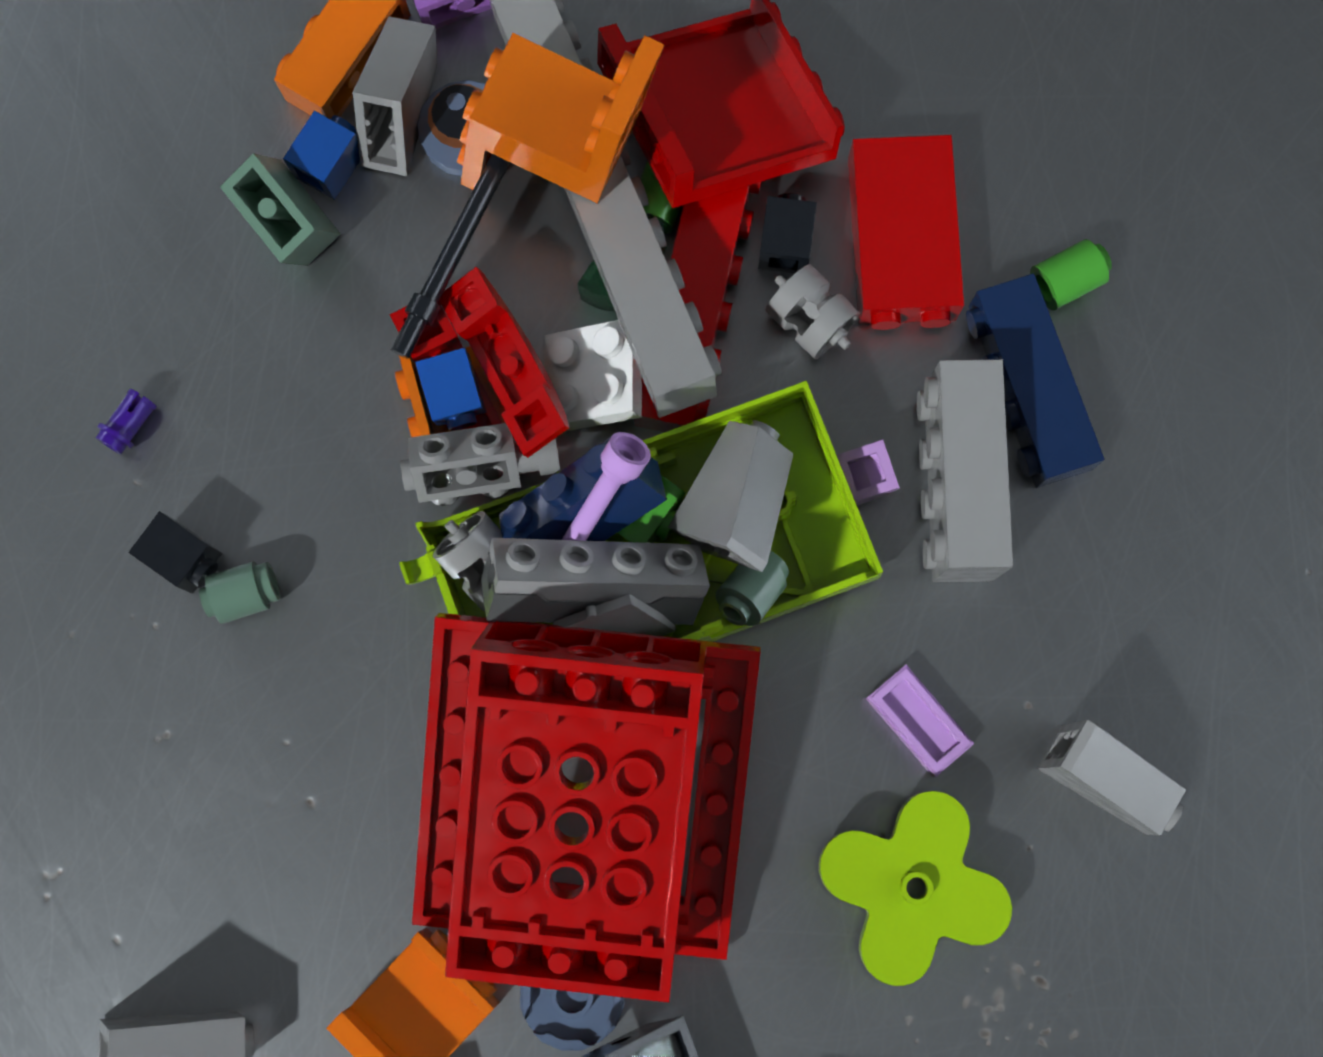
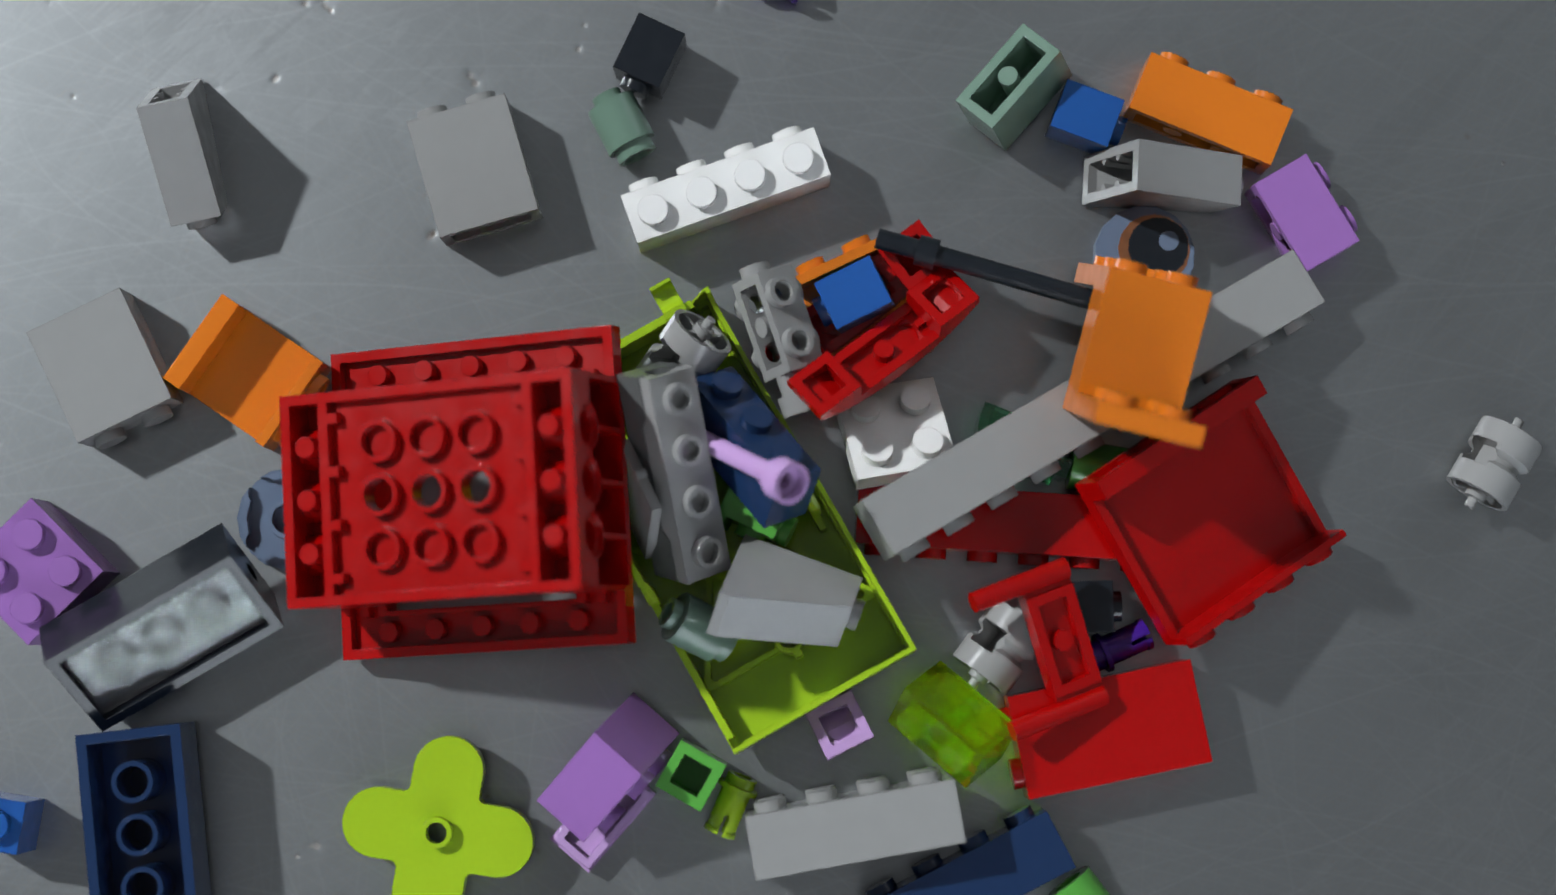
camera: 75 degrees right, 5 degrees up
(250, 745) = (474, 167): none -> light grey brick
(323, 499) = (726, 189): none -> white brick
(820, 248) = (1057, 640): none -> red plate
(830, 214) = (1121, 644): none -> dark purple pin
(879, 701) = (612, 763): none -> medium lavender brick
(881, 363) = (952, 723): none -> clear neon green brick
(894, 622) = (691, 774): none -> bright green brick
(926, 592) = (731, 801): none -> lime pin

